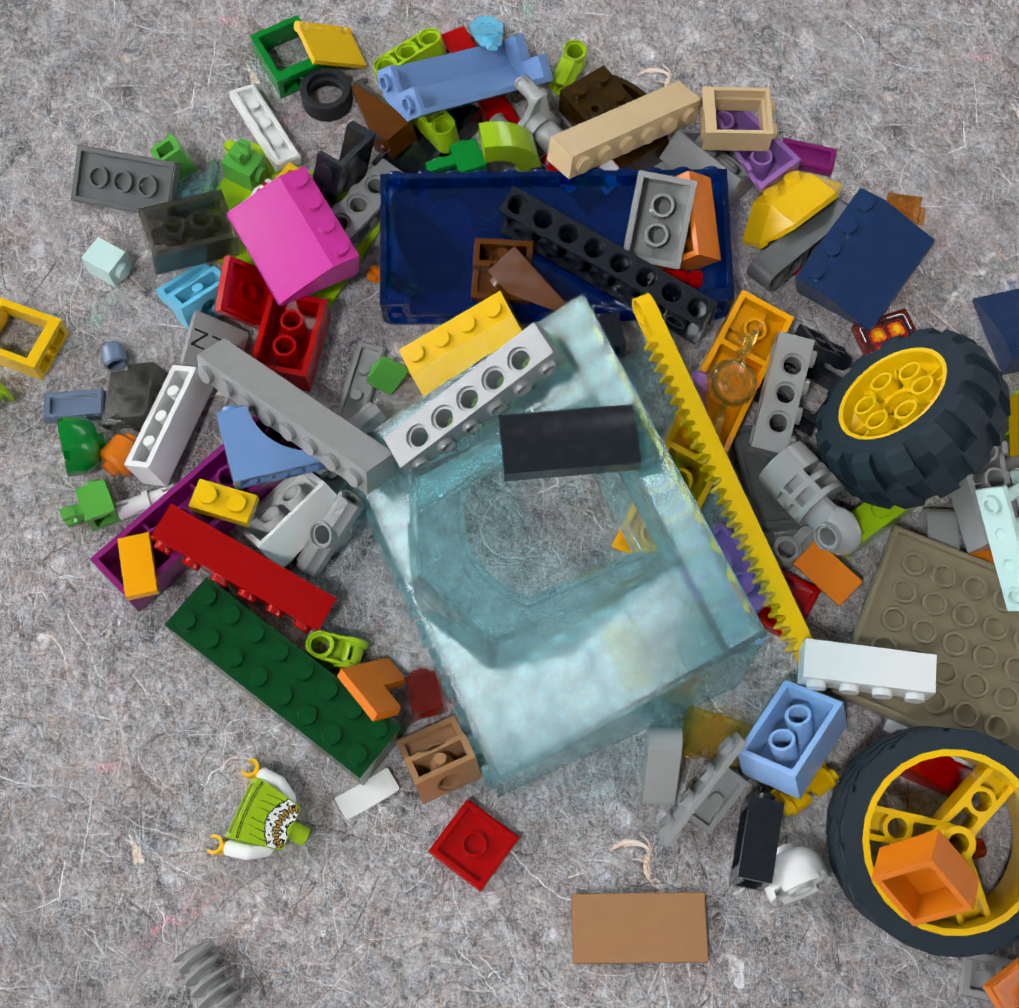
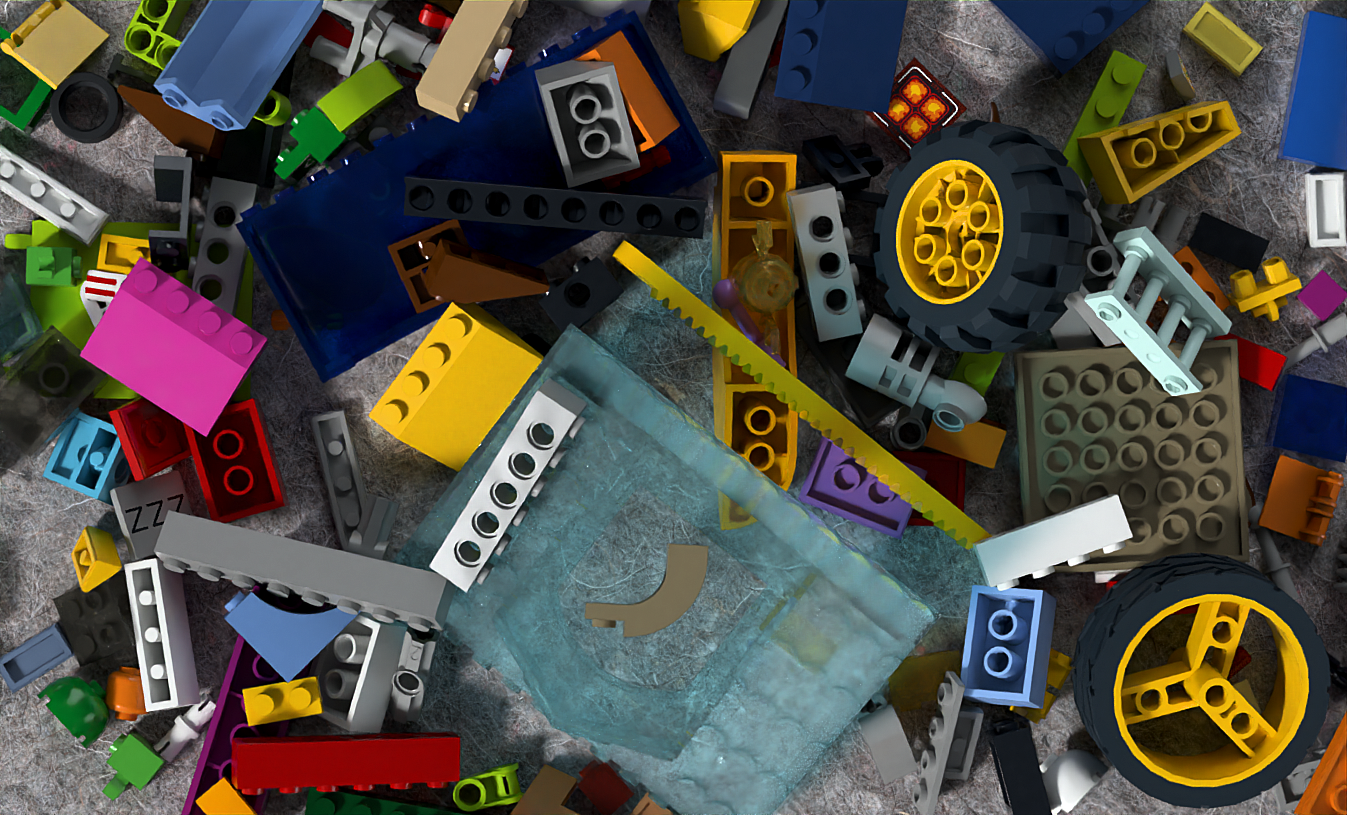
camera: 25 degrees left, 20 degrees up
(113, 355) = (42, 577): sand blue piece -> none
(157, 351) = (95, 557): none -> yellow slope
(386, 374) = (366, 446): bright green slope -> none
(545, 517) = (677, 592): none -> dark tan arch
(569, 442) = (642, 507): black slope -> none
(926, 878) = (1197, 747): orange piece -> none

